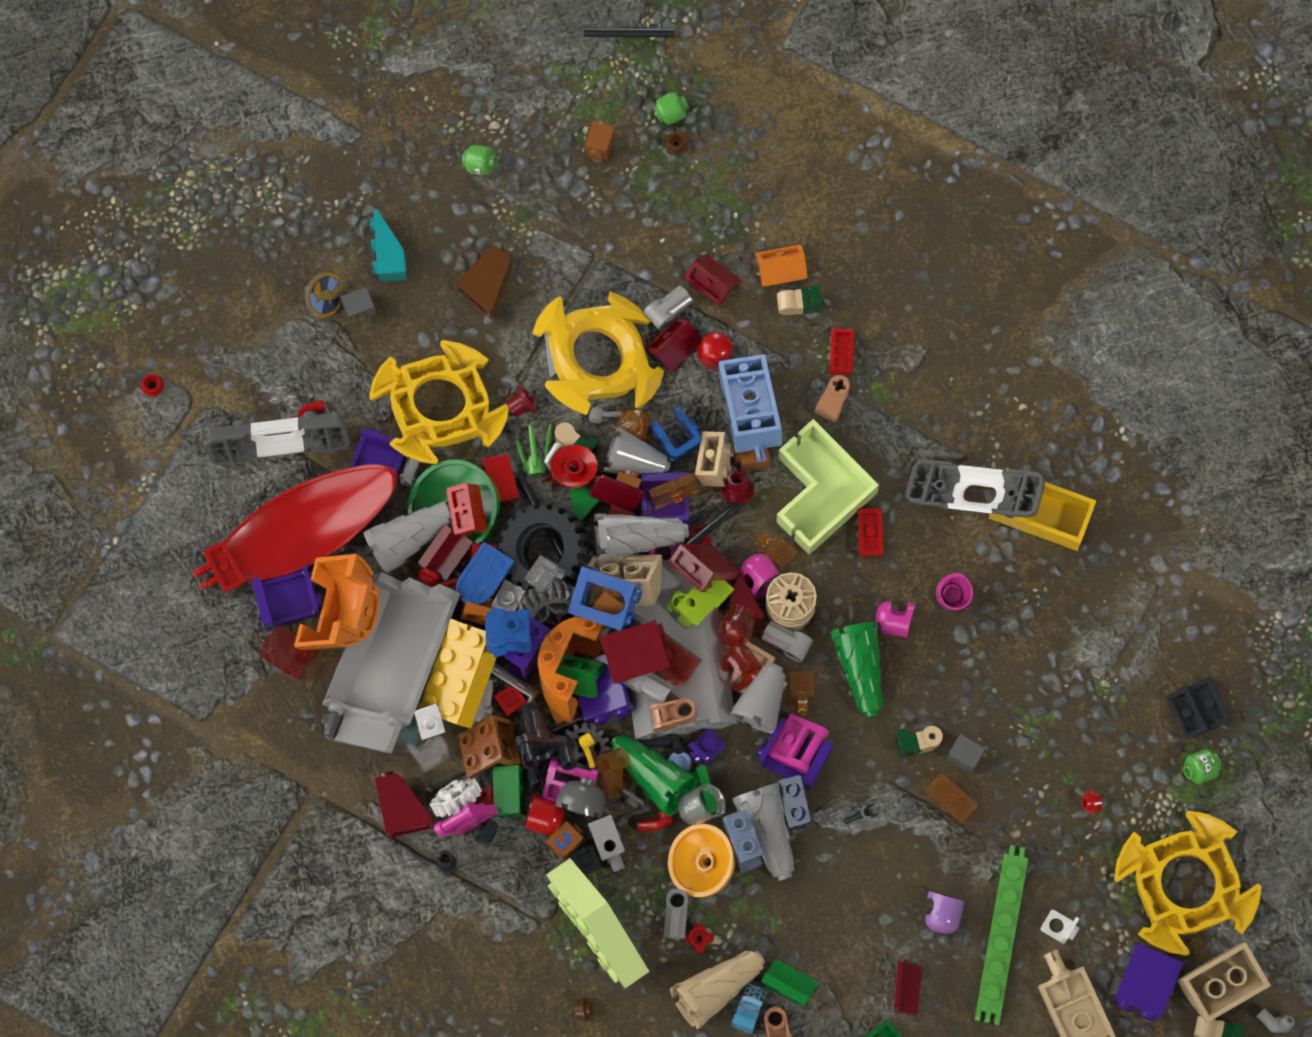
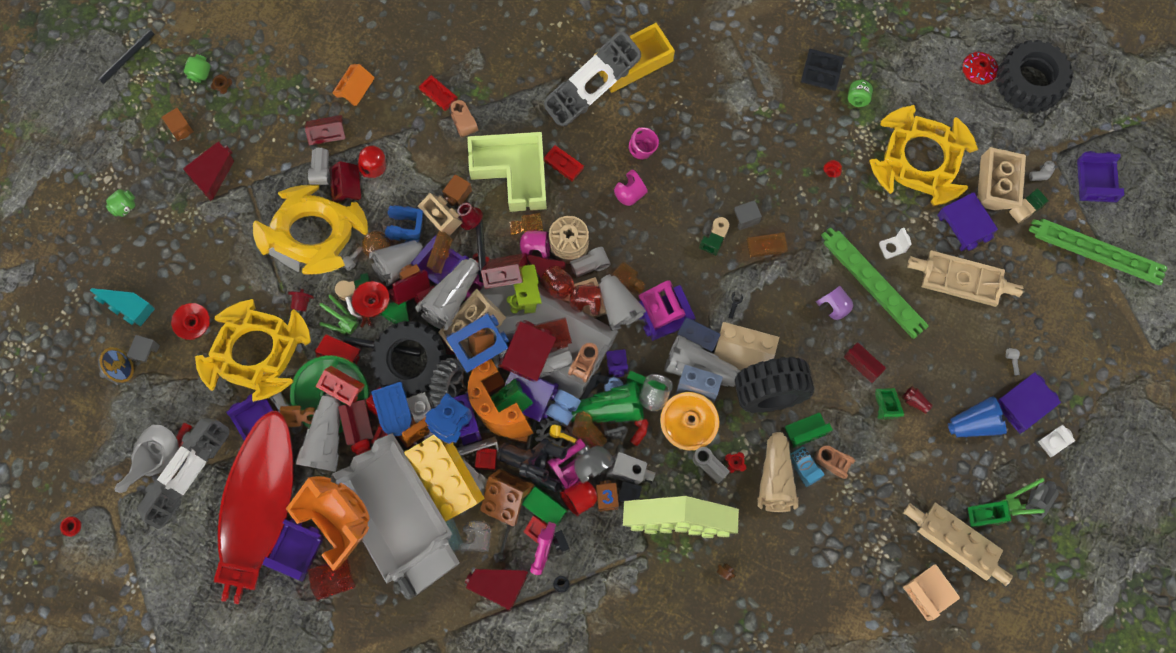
camera: 55 degrees left, 0 degrees up
(270, 398) = (150, 455): none -> light grey hat
(406, 494) = (295, 416): none -> dark orange plate
(417, 313) = (185, 315): none -> red dish
(429, 721) = (459, 521): white bracket -> none
(455, 796) = (522, 544): white gear -> none
(486, 280) = (201, 260): reddish brown slope -> none
(543, 573) = (427, 368): clear panel -> none
(581, 210) = (210, 169): none -> dark red slope
(614, 729) = (563, 407): none -> medium blue wheel
(753, 422) = (440, 169): medium blue brick -> none
(798, 911) = (774, 384): none -> black tyre
(799, 301) = (385, 90): leg -> none
(821, 861) = (744, 346): none -> tan slope
(860, 660) = (641, 229): green cone -> none

